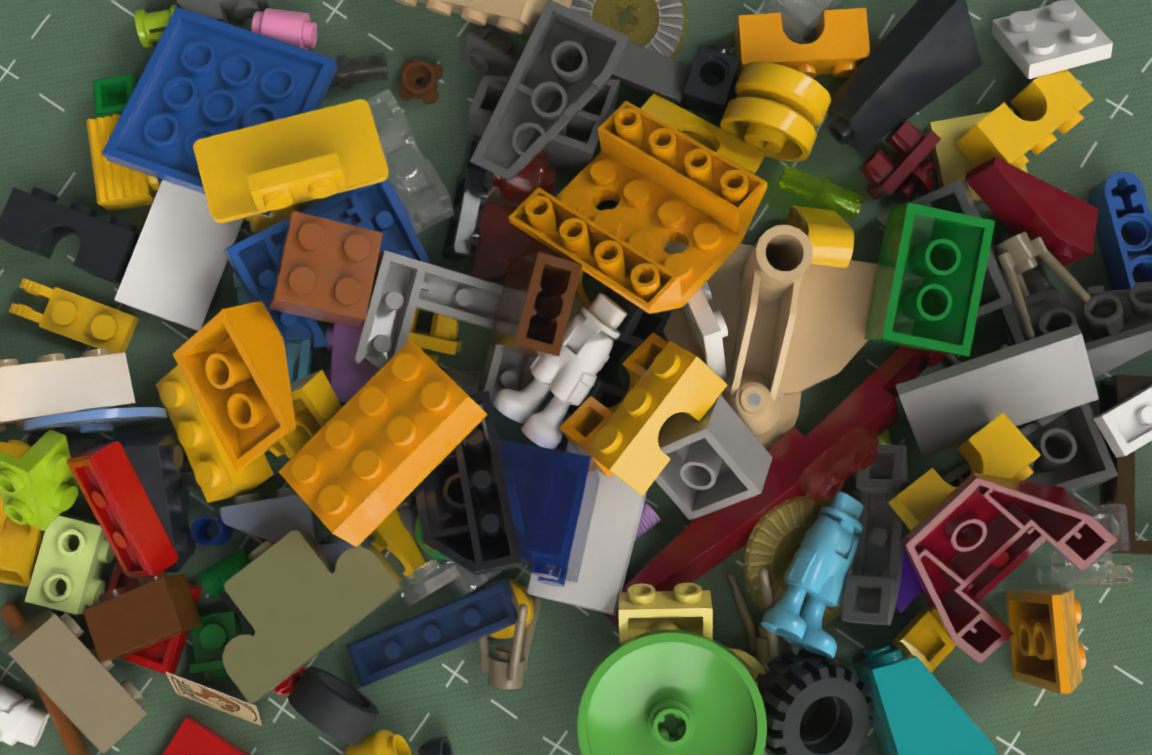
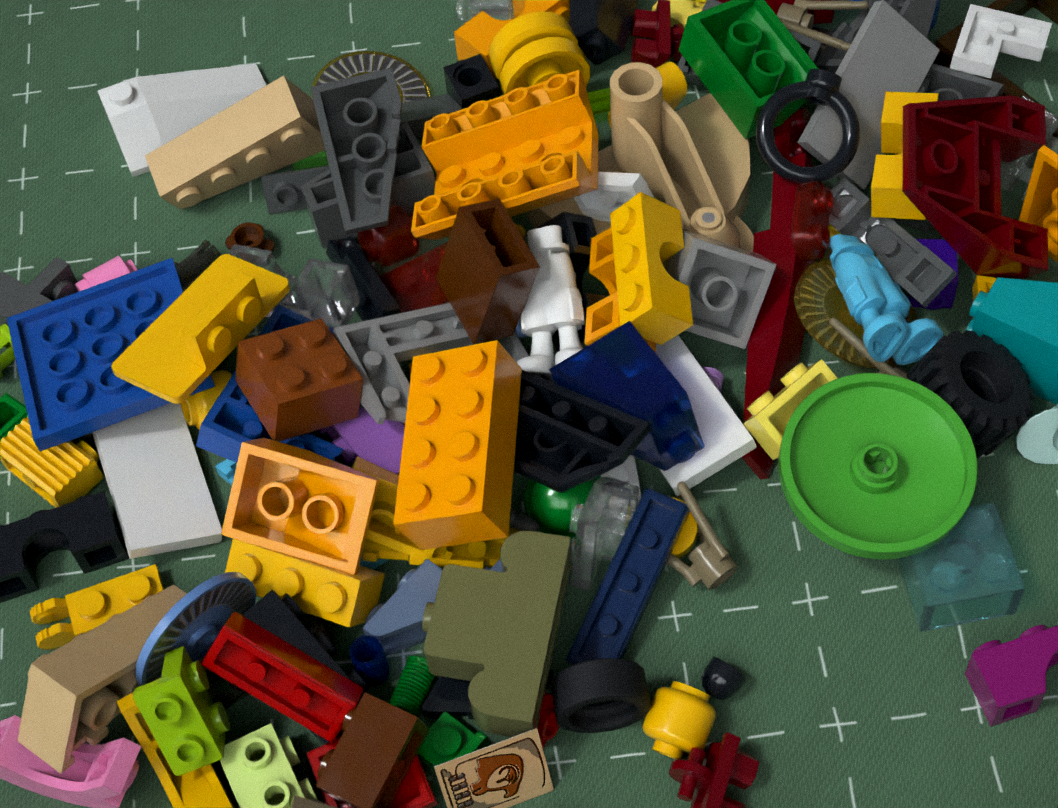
camera: 35 degrees left, 25 degrees down
(946, 367) = (822, 89): none -> black piece

